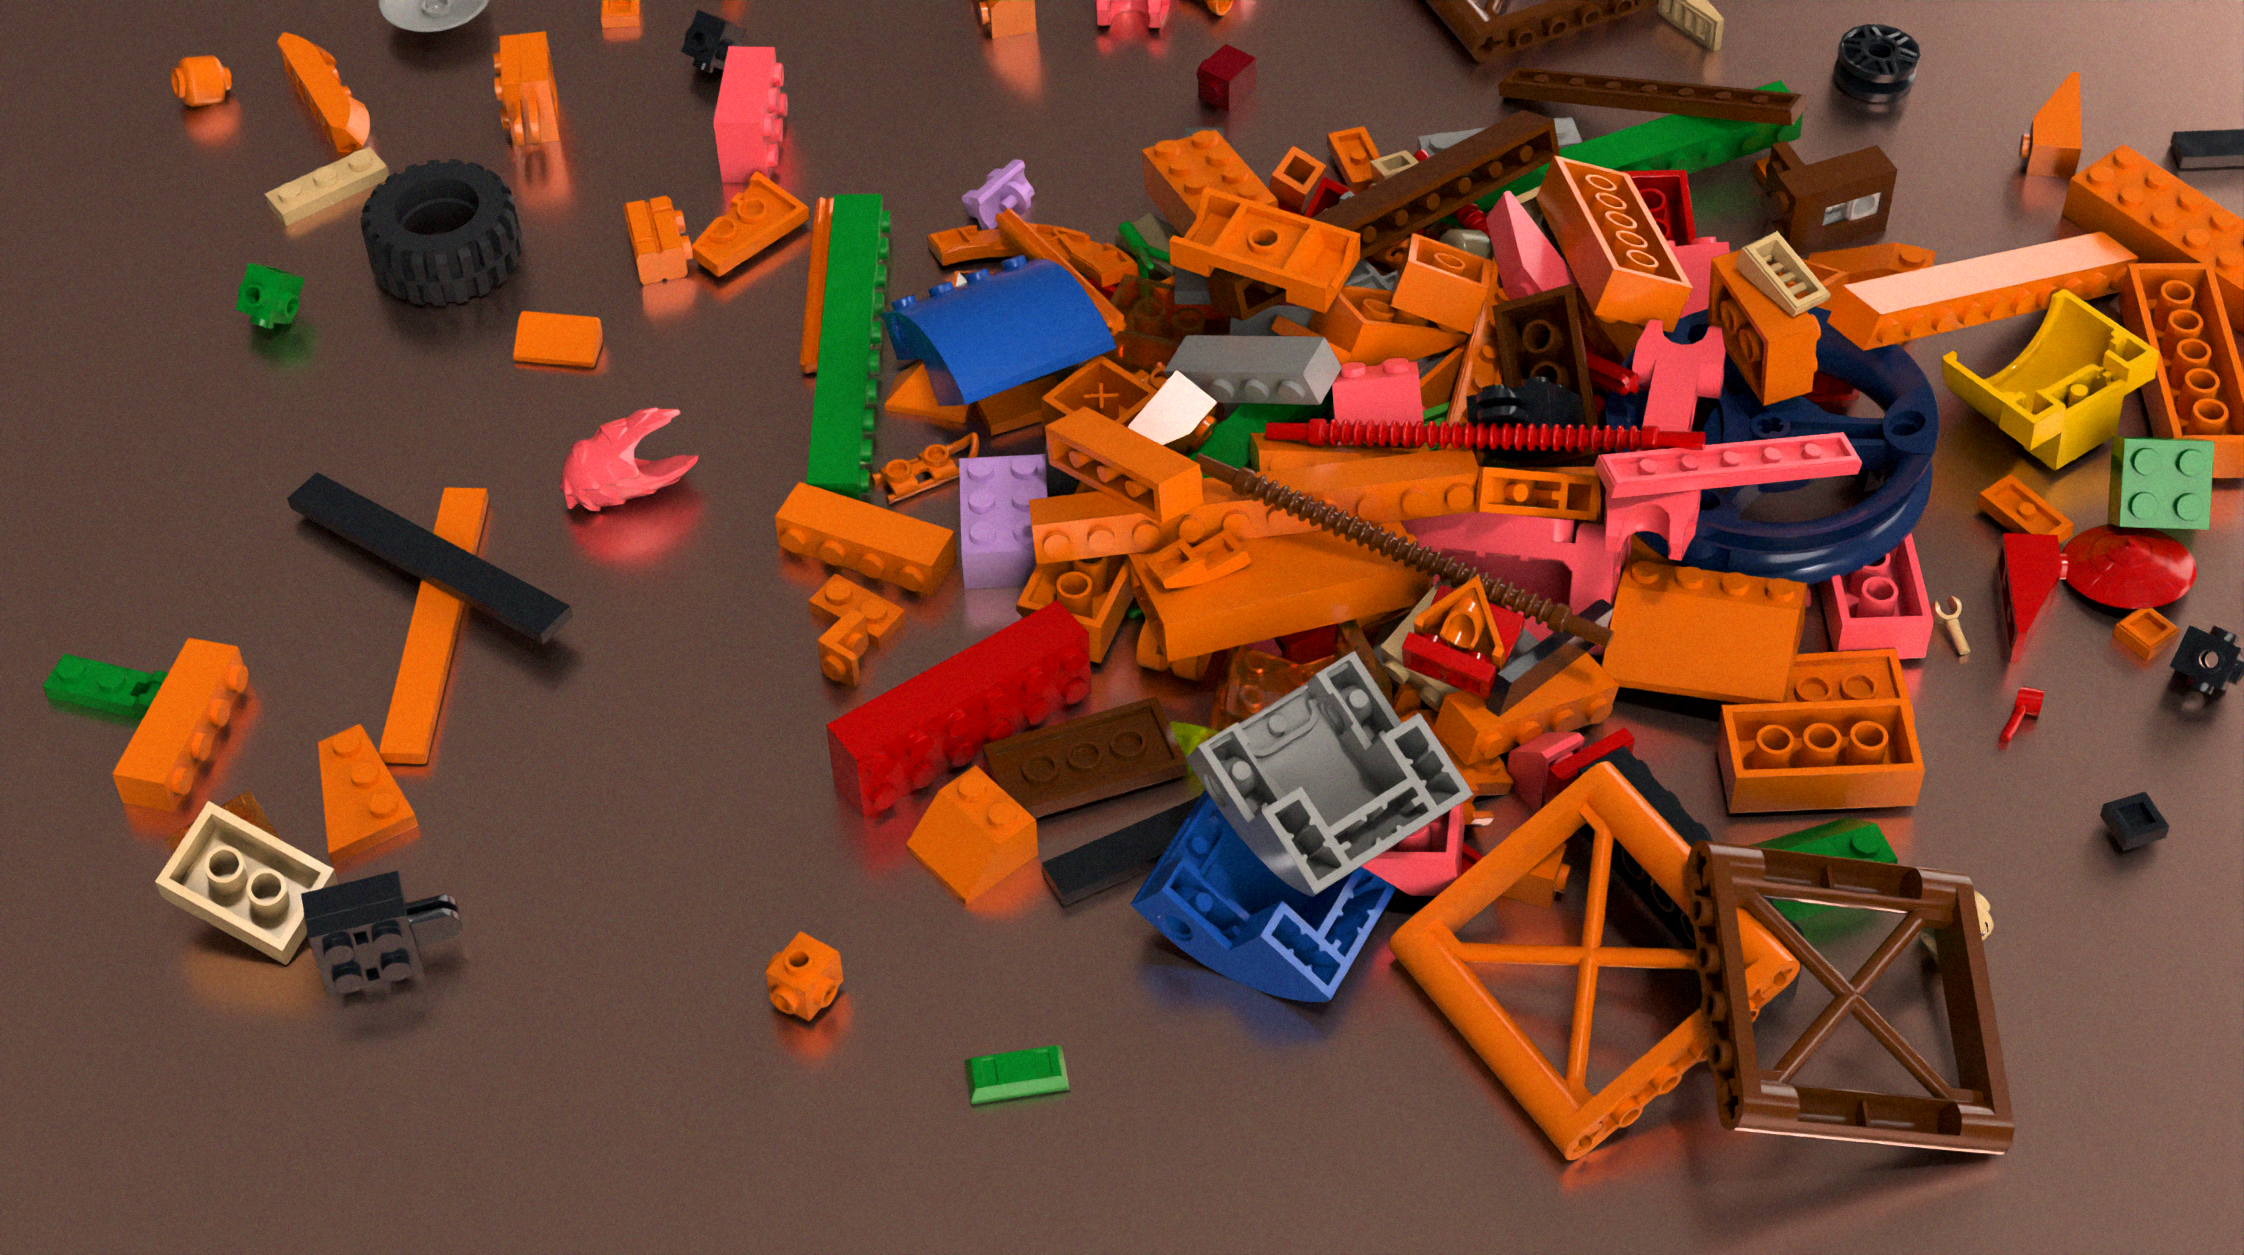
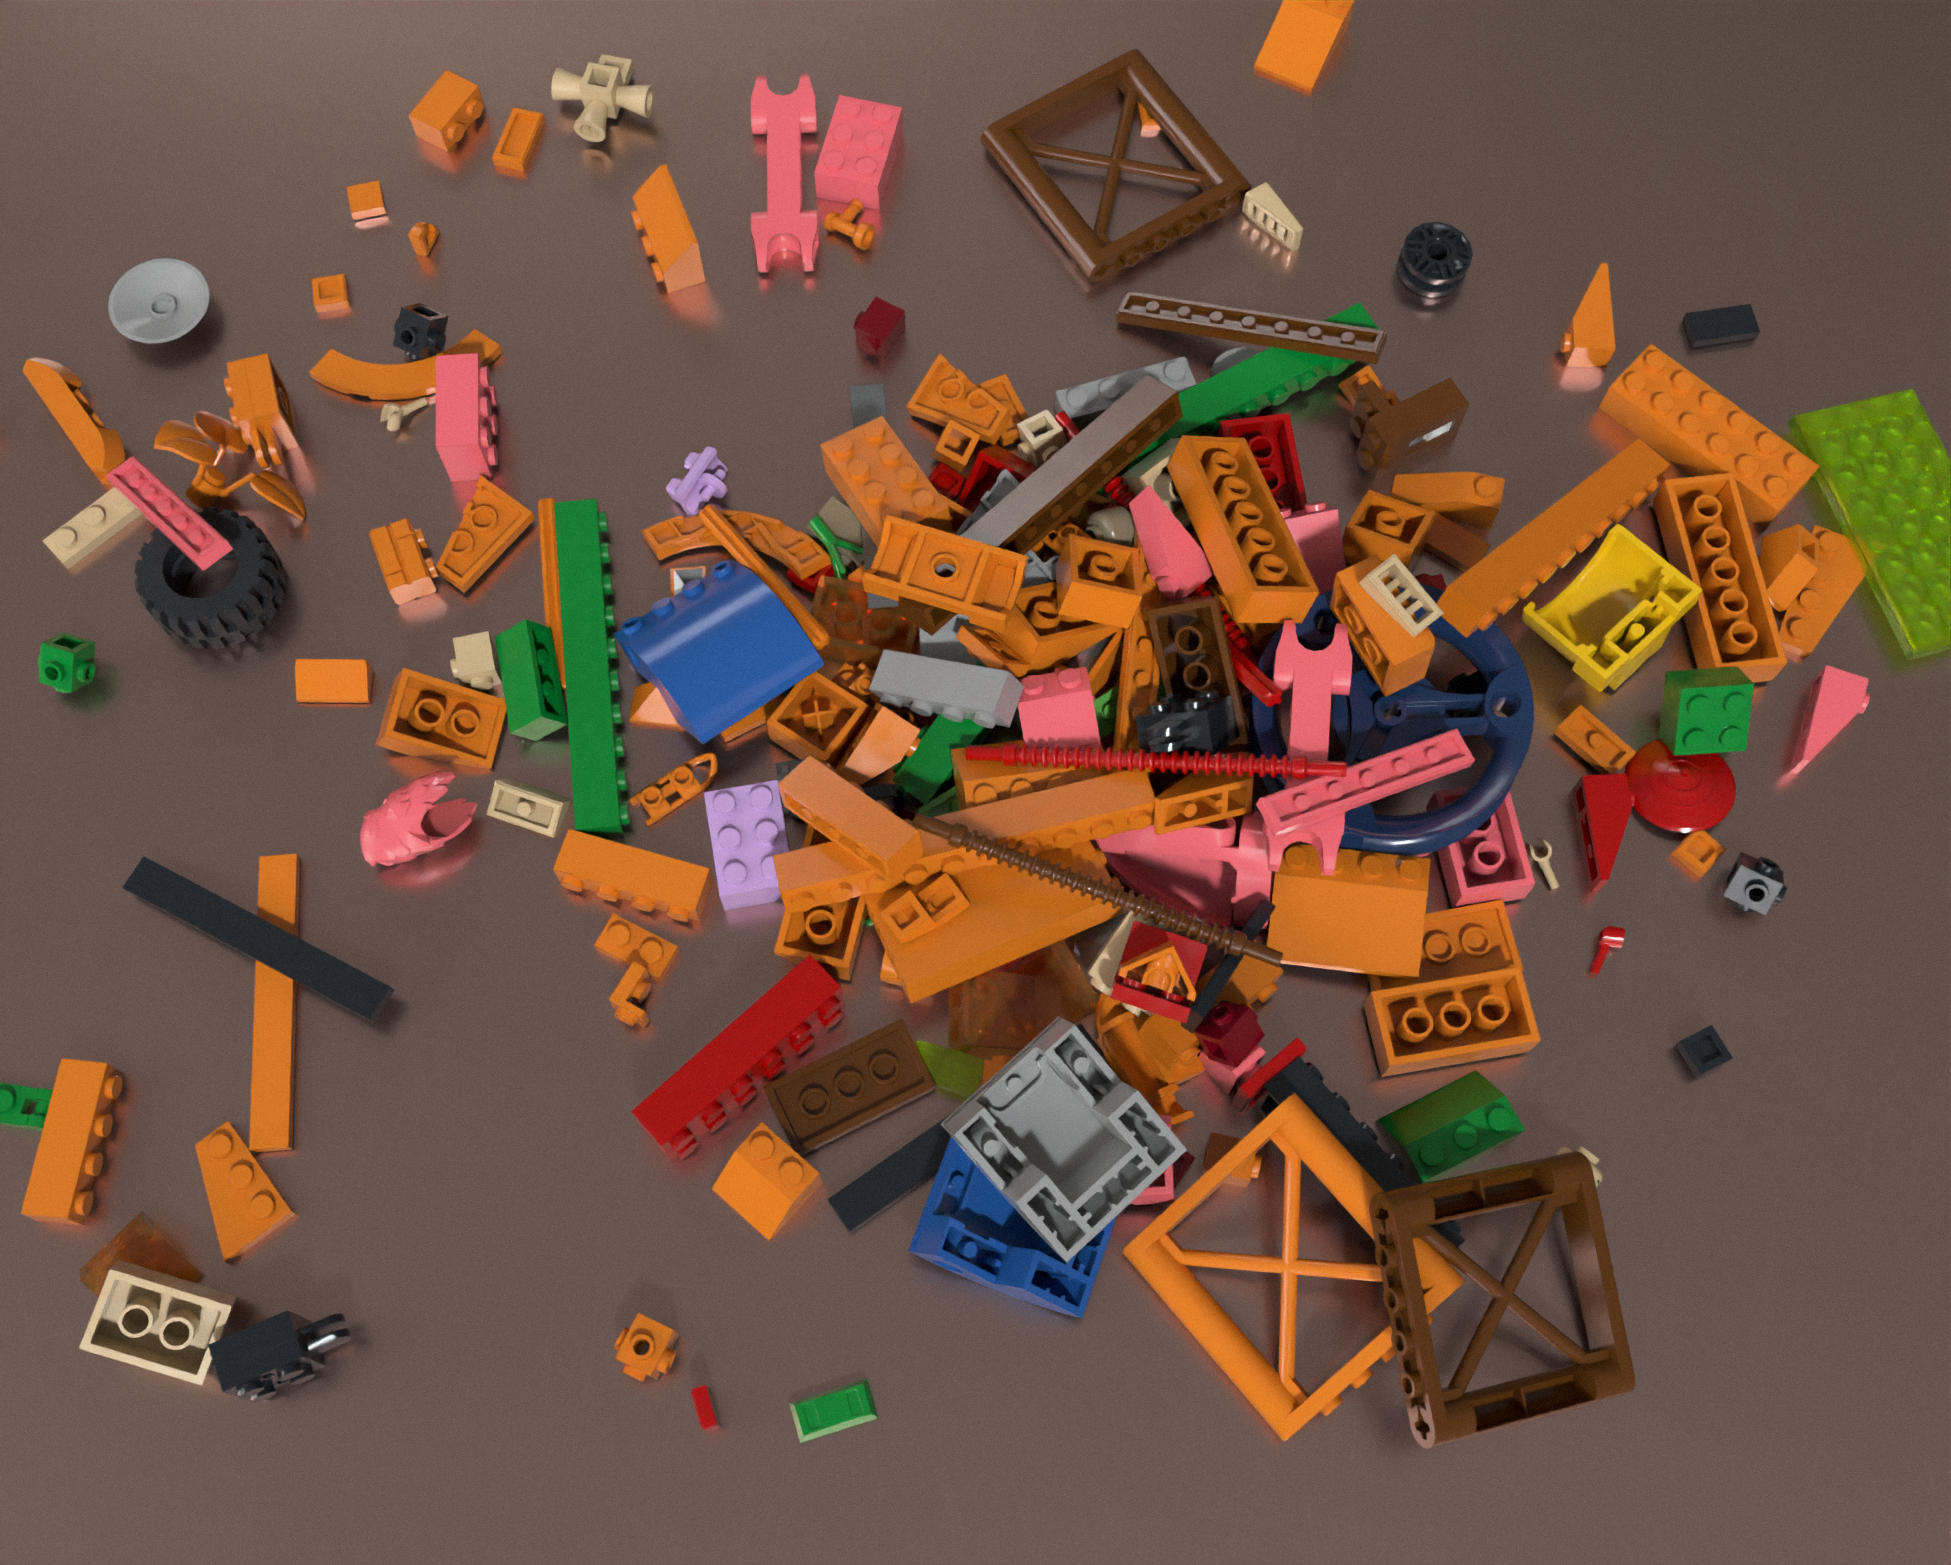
camera: 10 degrees left, 20 degrees up
(411, 158) = (169, 513): none -> coral tile
(460, 146) = (210, 482): none -> orange plant
(663, 87) = (395, 380): none -> orange tile
(668, 114) = (394, 412): none -> tan hand
(672, 373) = (441, 721): none -> orange slope
(721, 333) = (476, 661): none -> tan brick
(754, 472) = (527, 806): none -> tan slope
(779, 351) = (530, 680): none -> green brick
(863, 1048) = (705, 1409): none -> red tile
(1307, 134) = (951, 395): none -> orange wing
(1542, 716) = (1229, 1033): none -> dark red brick

